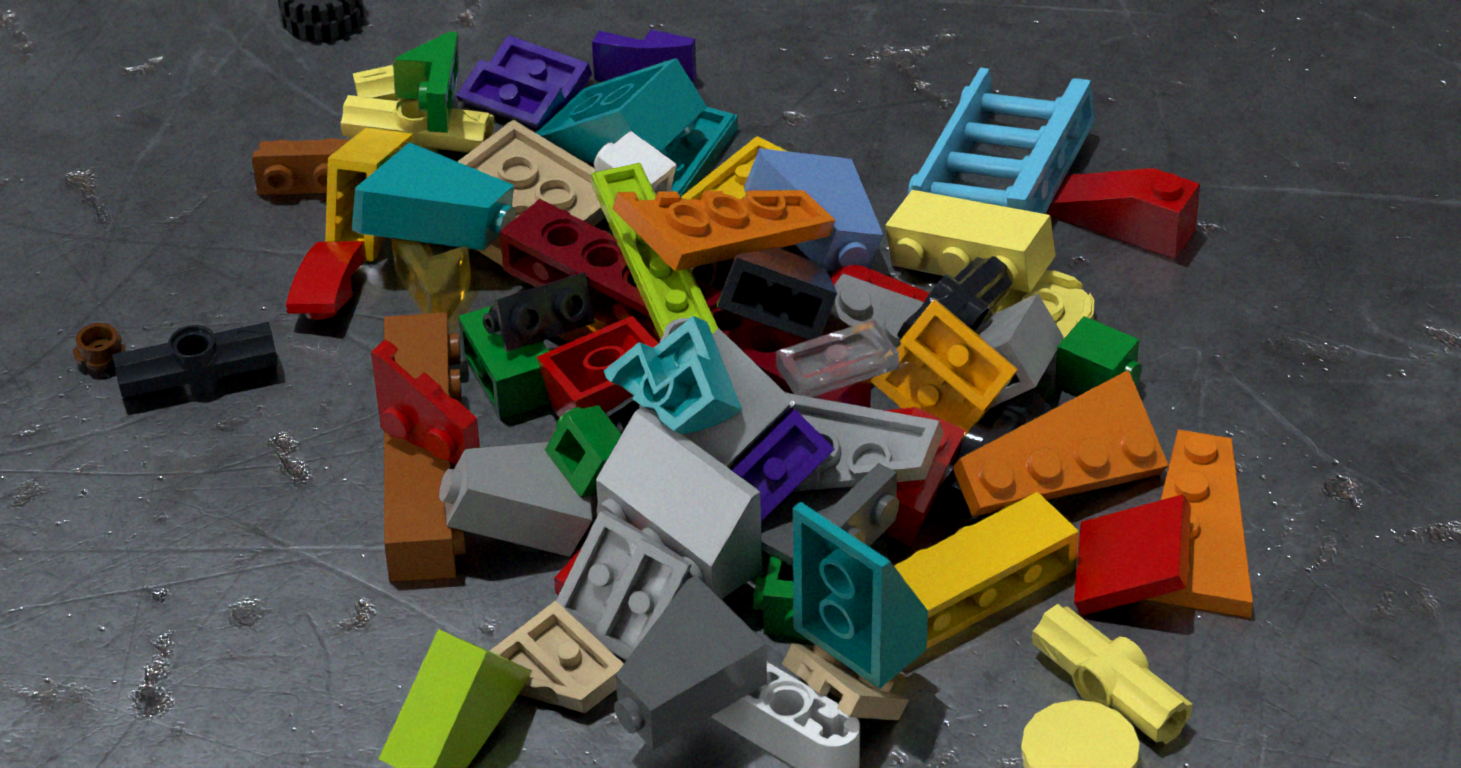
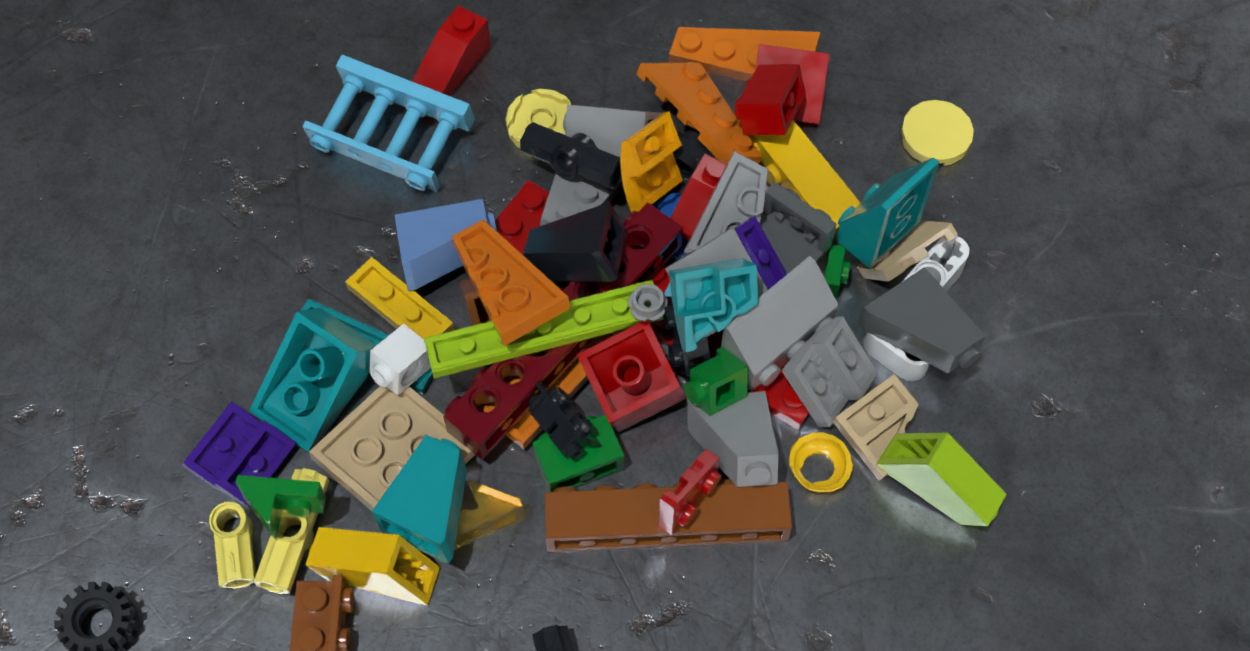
camera: 90 degrees left, 20 degrees up
(324, 278) = (472, 595): red slope -> none
(504, 582) = (825, 445): none -> yellow piece
(622, 55) = (233, 348): dark purple slope -> none
(837, 359) = (655, 215): clear plate -> none
(948, 233) = (486, 149): light yellow brick -> none
(1067, 494) = (770, 99): none -> red brick
(1095, 355) = (607, 86): green brick -> none
(1112, 673) = (881, 108): light yellow piece -> none

